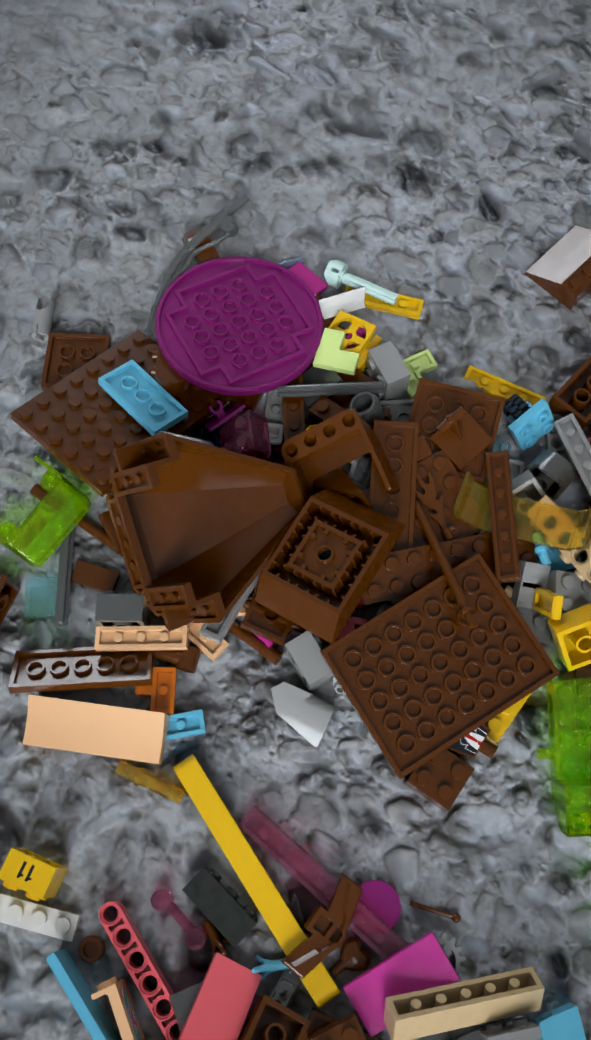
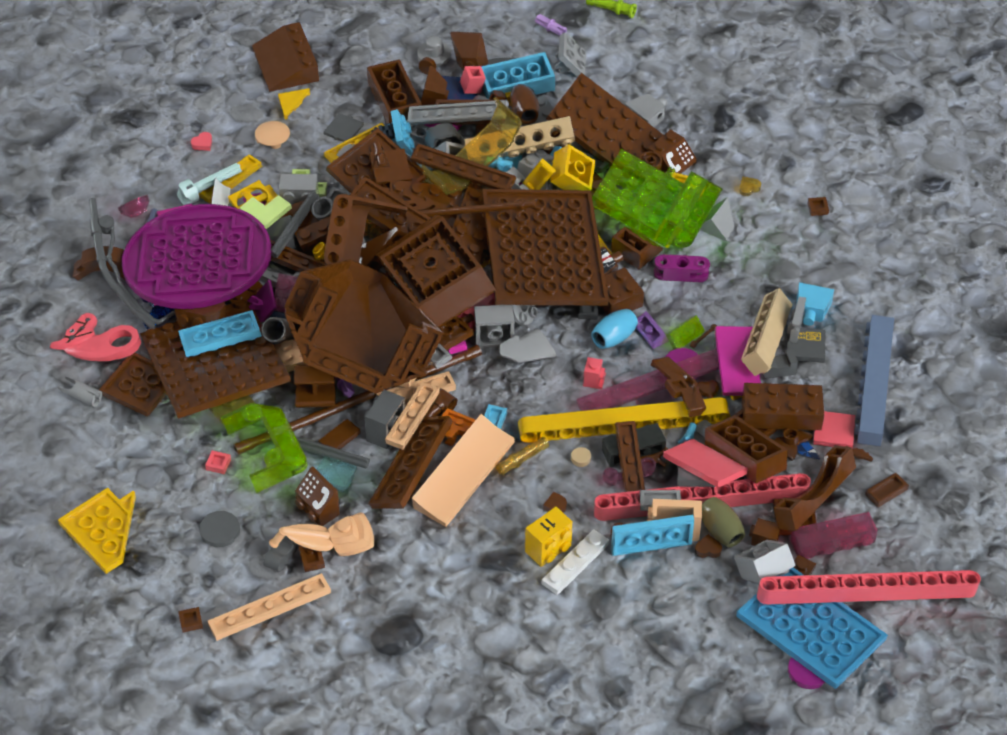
camera: 65 degrees left, 20 degrees down
(13, 481) = (218, 462): none -> coral tile
(101, 852) = (555, 500): none -> reddish brown tile
(103, 299) = (84, 344): none -> coral animal
(136, 986) = (647, 497): none -> light grey tile
(180, 848) = (580, 457): none -> tan tile
(185, 916) = (629, 456): none -> reddish brown tile
(290, 240) = (135, 207): none -> clear pink piece
(304, 807) = (594, 373): none -> coral brick
(380, 799) = (614, 328): none -> medium azure piece
(410, 841) = (651, 330): none -> medium lavender slope
(416, 252) = (202, 142): none -> coral tile
(423, 888) = (685, 332): none -> clear neon green plate
(466, 306) = (272, 134): none -> light nougat dish
(518, 366) = (343, 127): none -> dark grey piece
(520, 764) = (635, 247): none -> reddish brown slope
(522, 299) = (292, 100): none -> yellow tile
(533, 844) = (681, 268): none -> magenta piece

